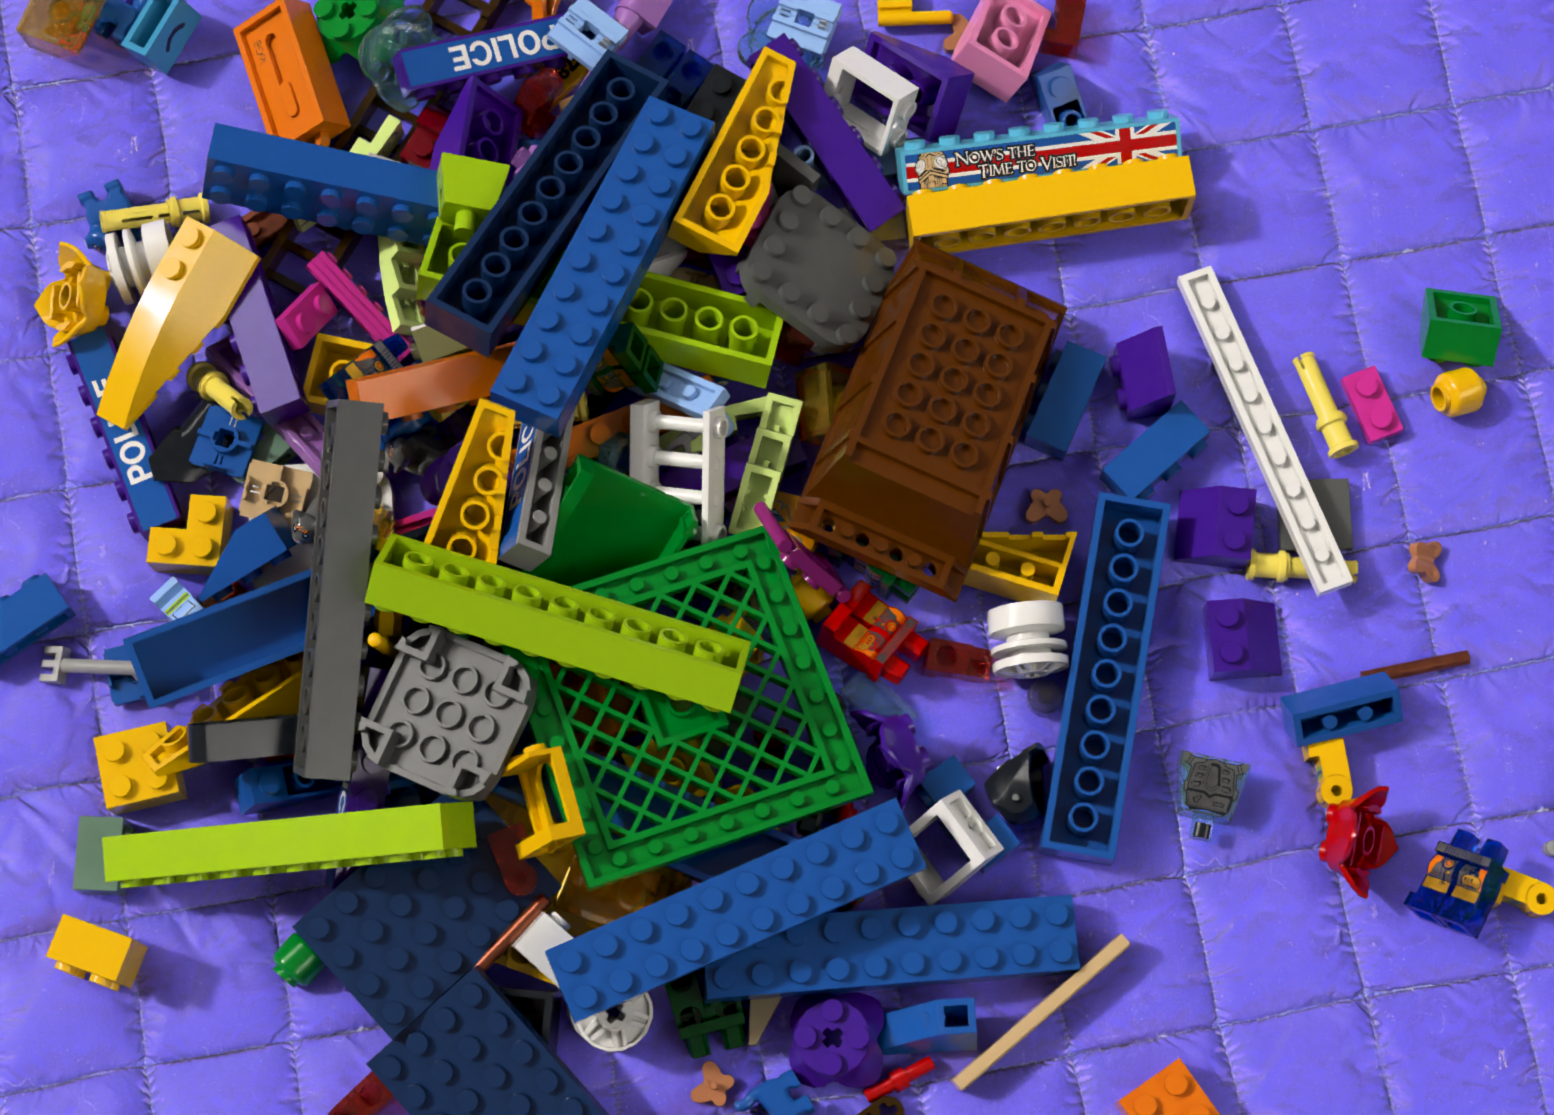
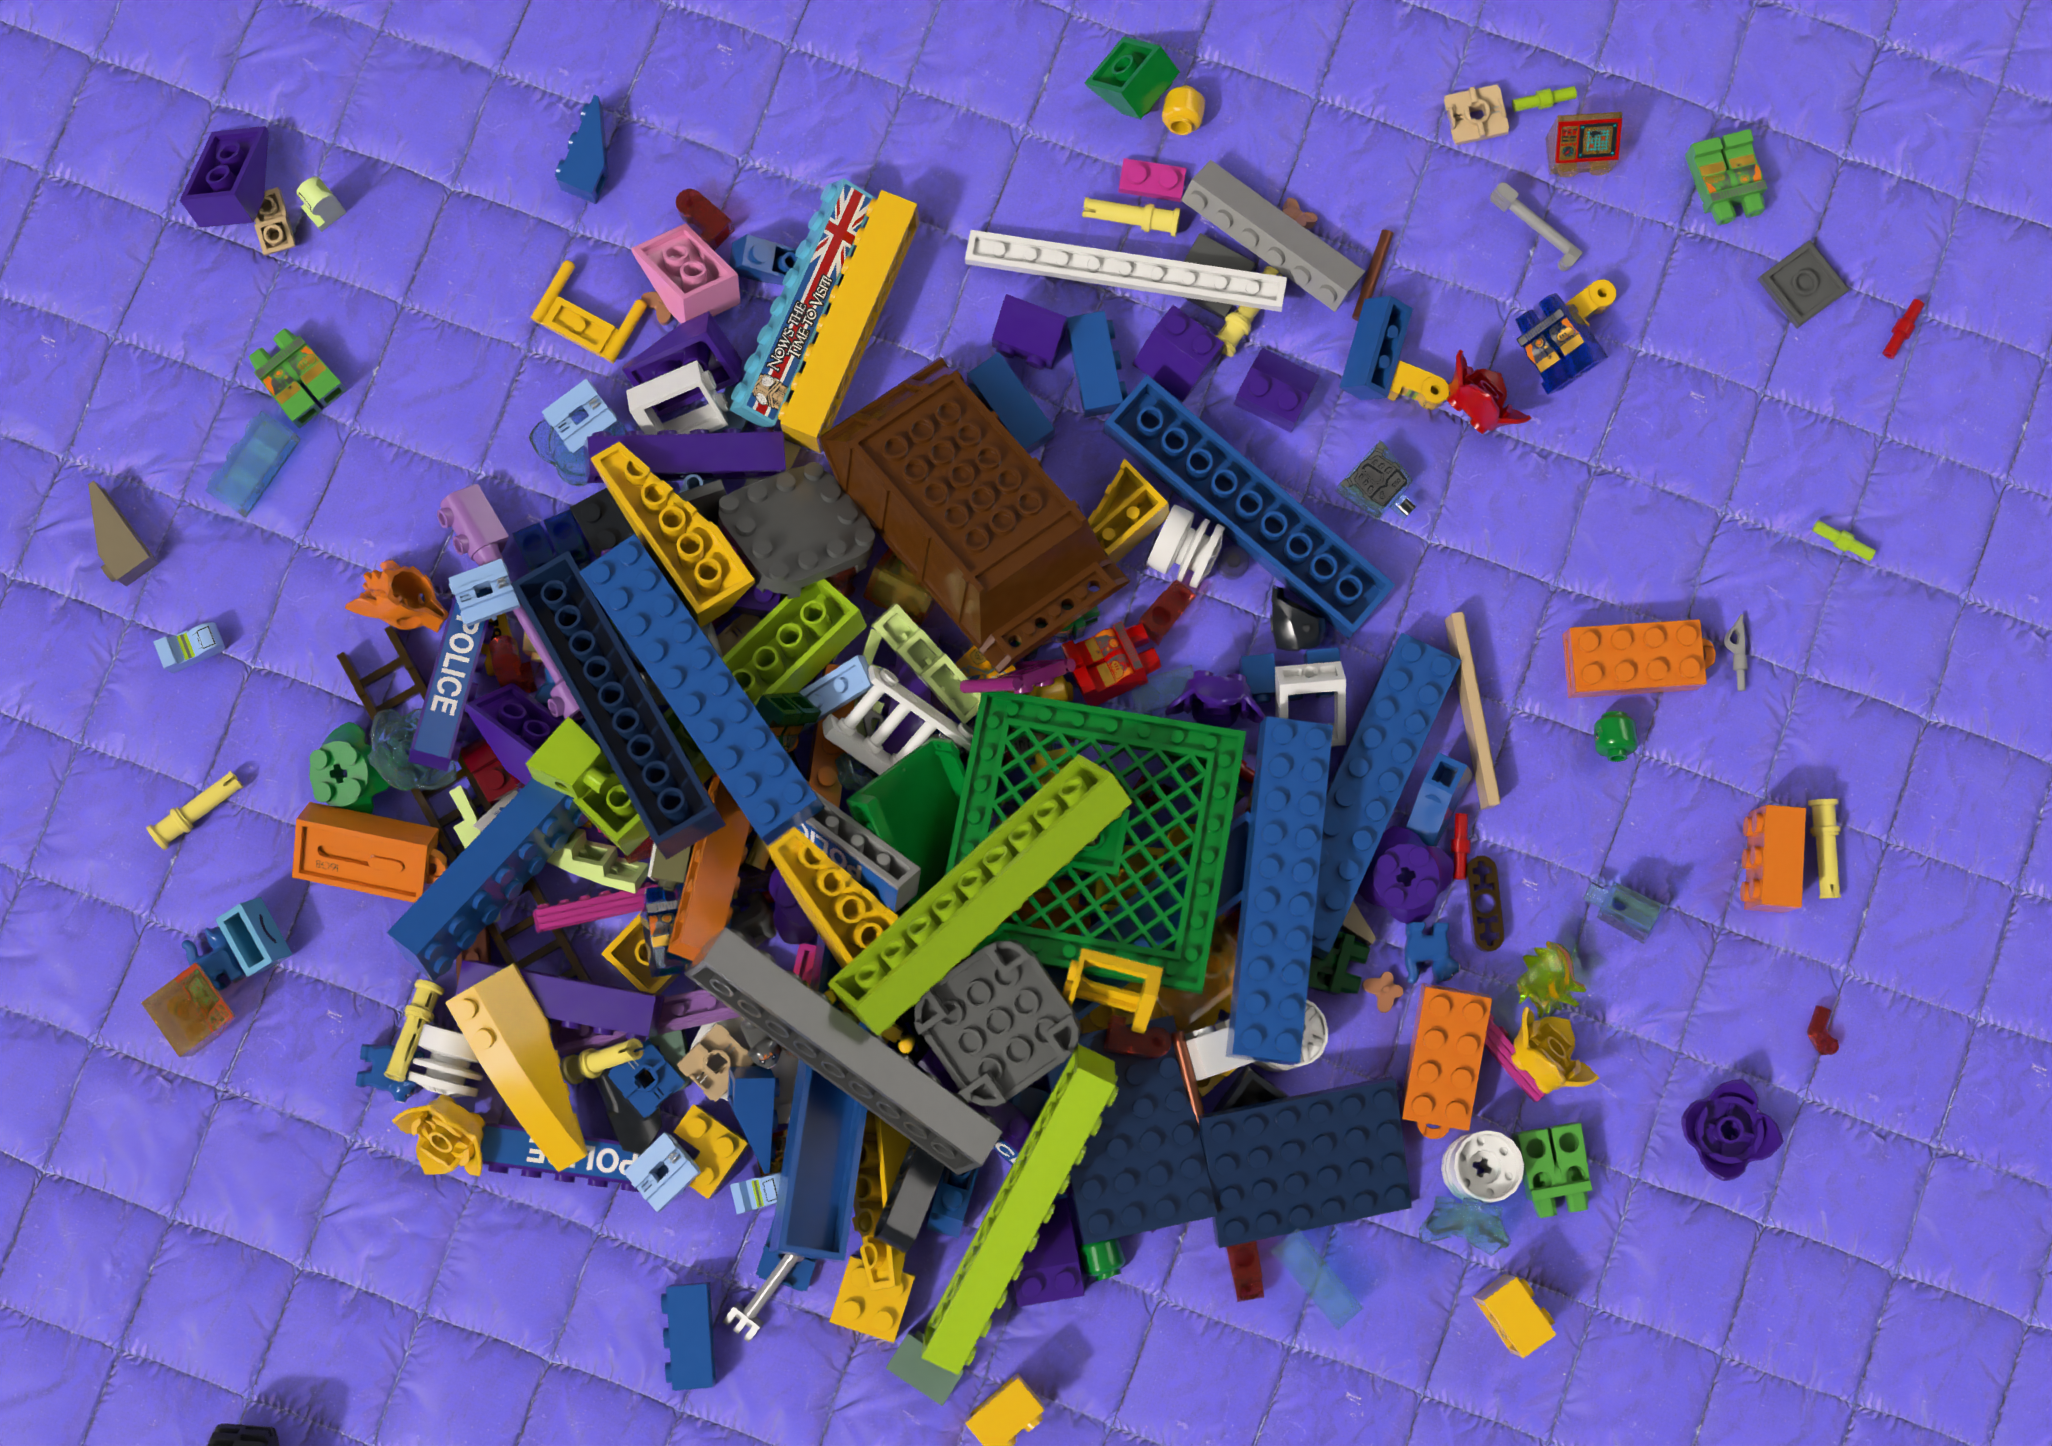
camera: 65 degrees left, 5 degrees up
(141, 488) = (644, 1169): none -> light blue piece
(263, 909) = (1053, 1265): none -> dark purple slope
(306, 316) = (582, 954): dark pink plate -> none
(1046, 506) = (1083, 470): nougat piece -> none
(1388, 547) = (1272, 235): none -> light grey brick

